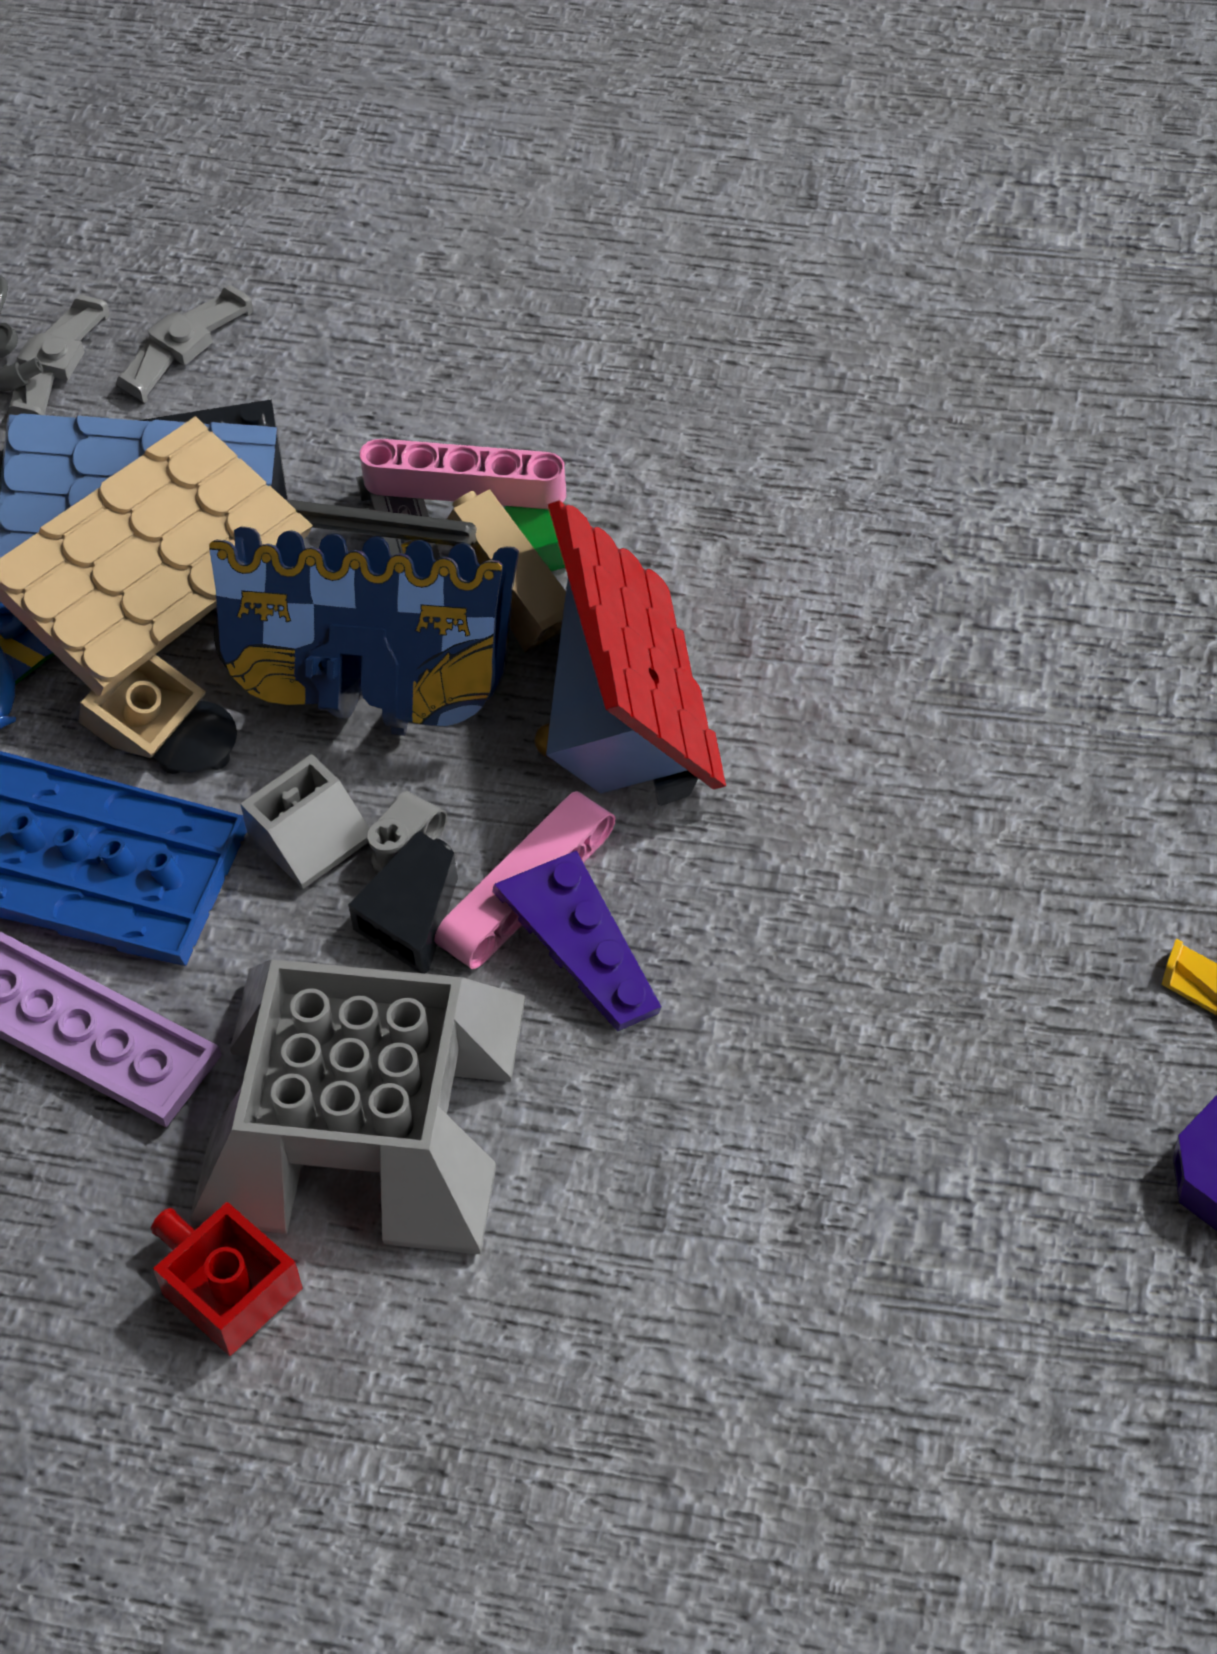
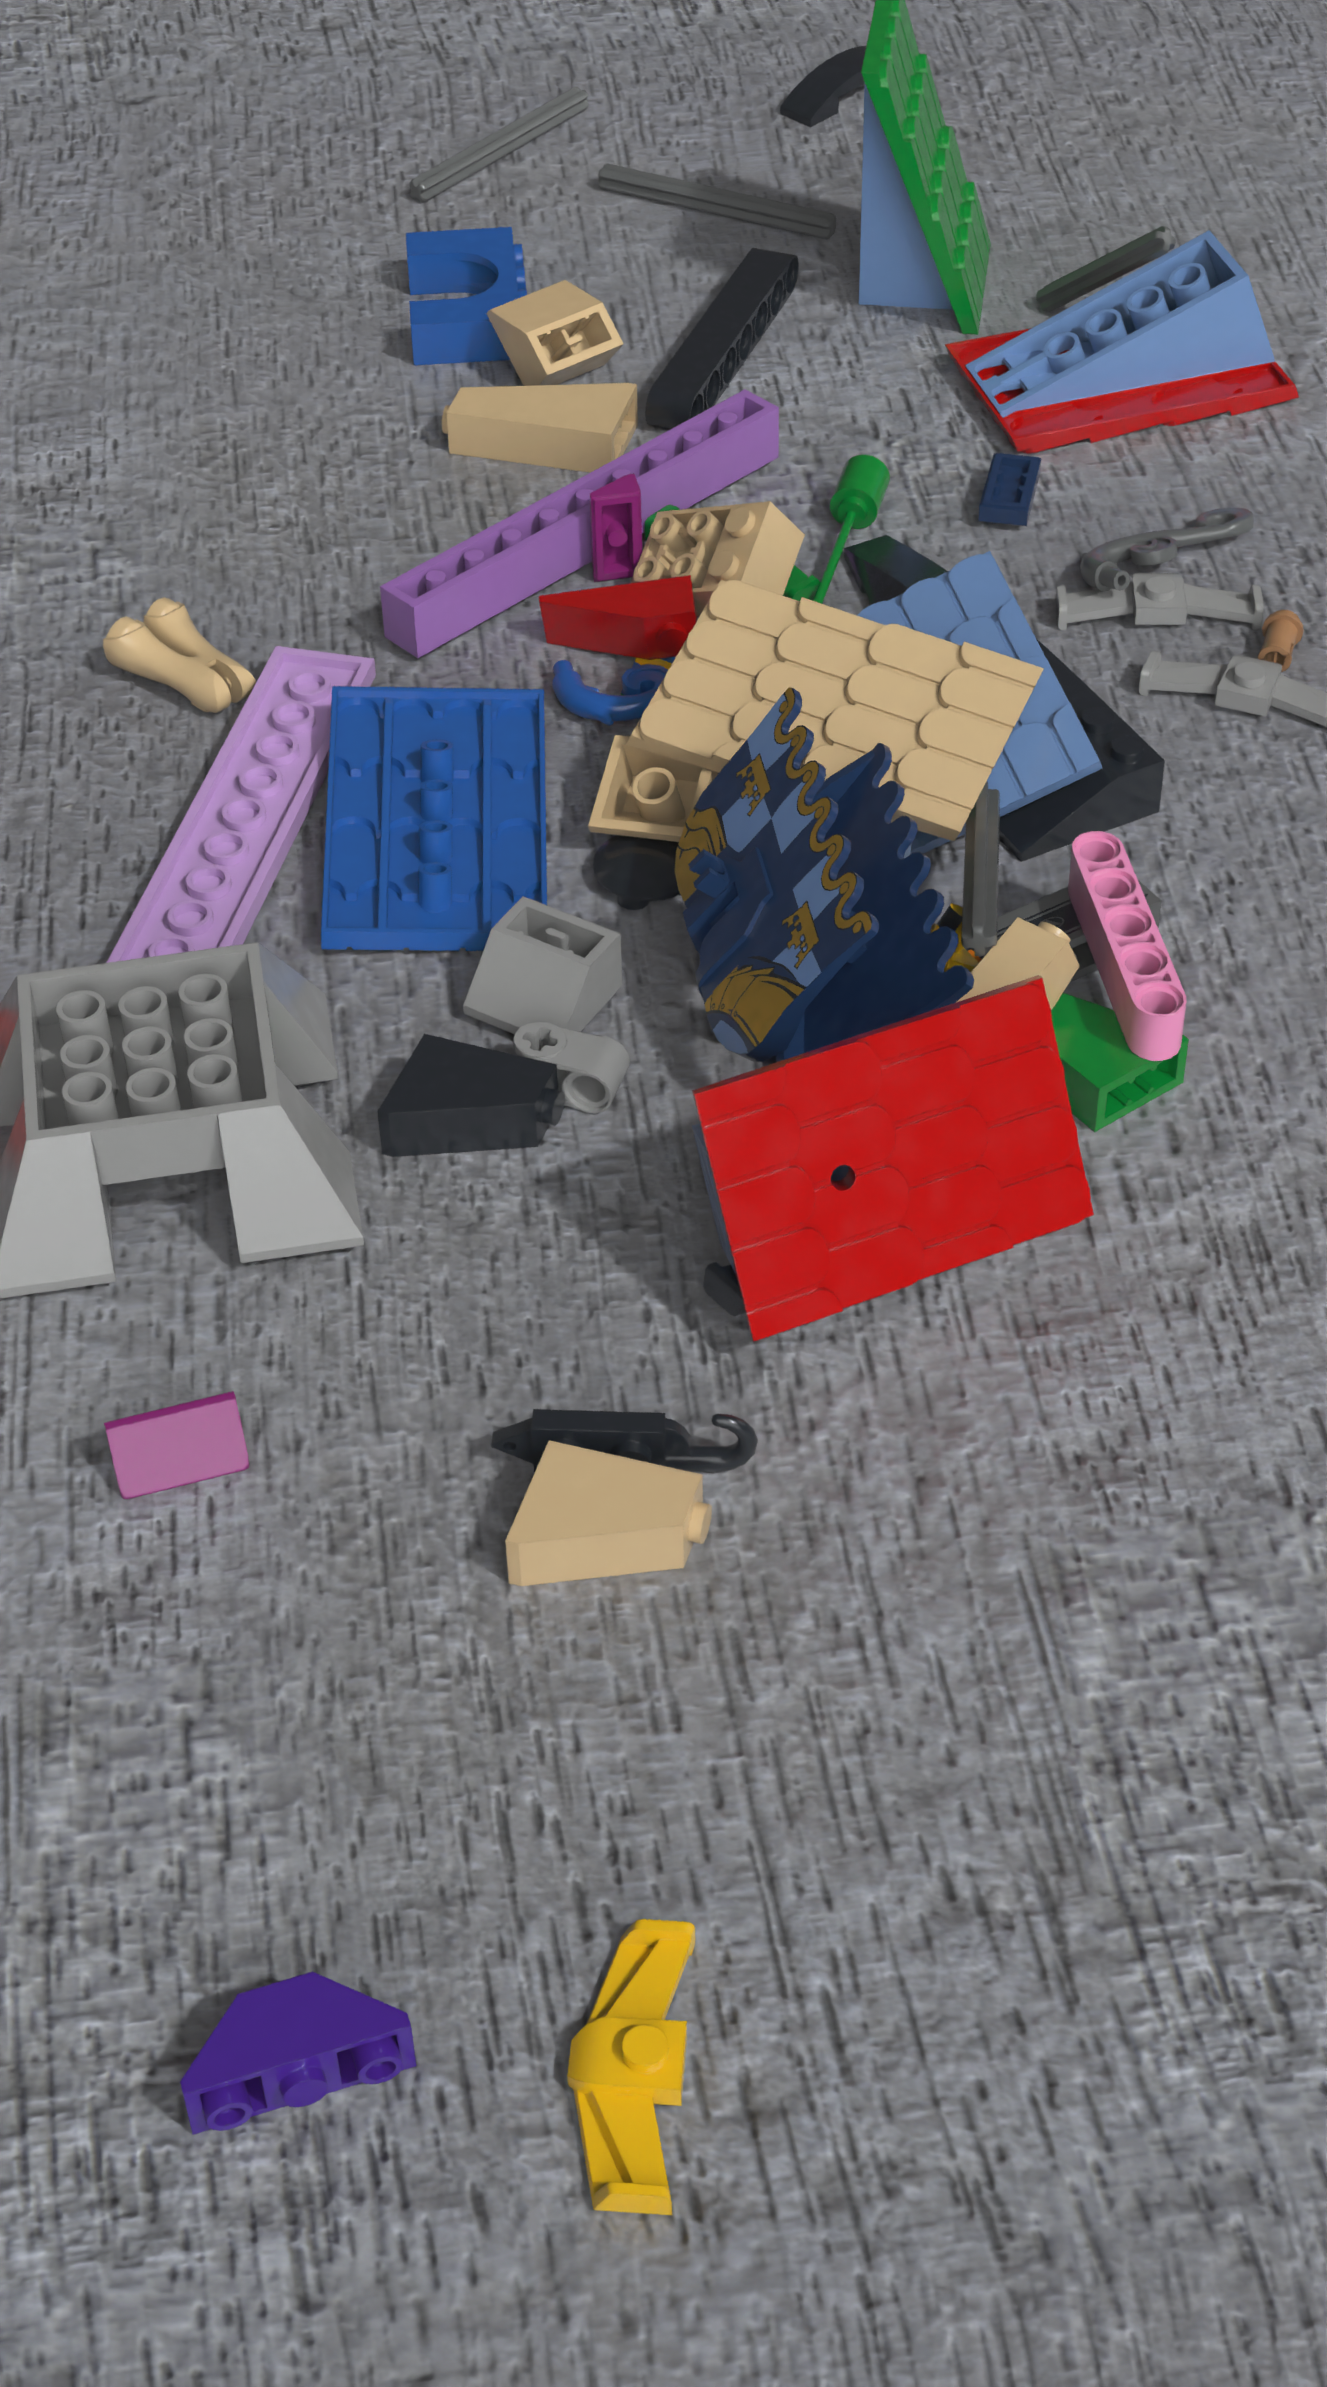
camera: 70 degrees right, 10 degrees down
(132, 301) = (1281, 634): none -> medium nougat pin
(481, 920) = (543, 1195): bright pink beam -> none
(577, 928) = (463, 1252): dark purple wing -> none
(686, 1151) = (177, 1445): none -> slope
(784, 881) = (627, 1434): none -> black plate
(838, 911) = (603, 1518): none -> tan slope

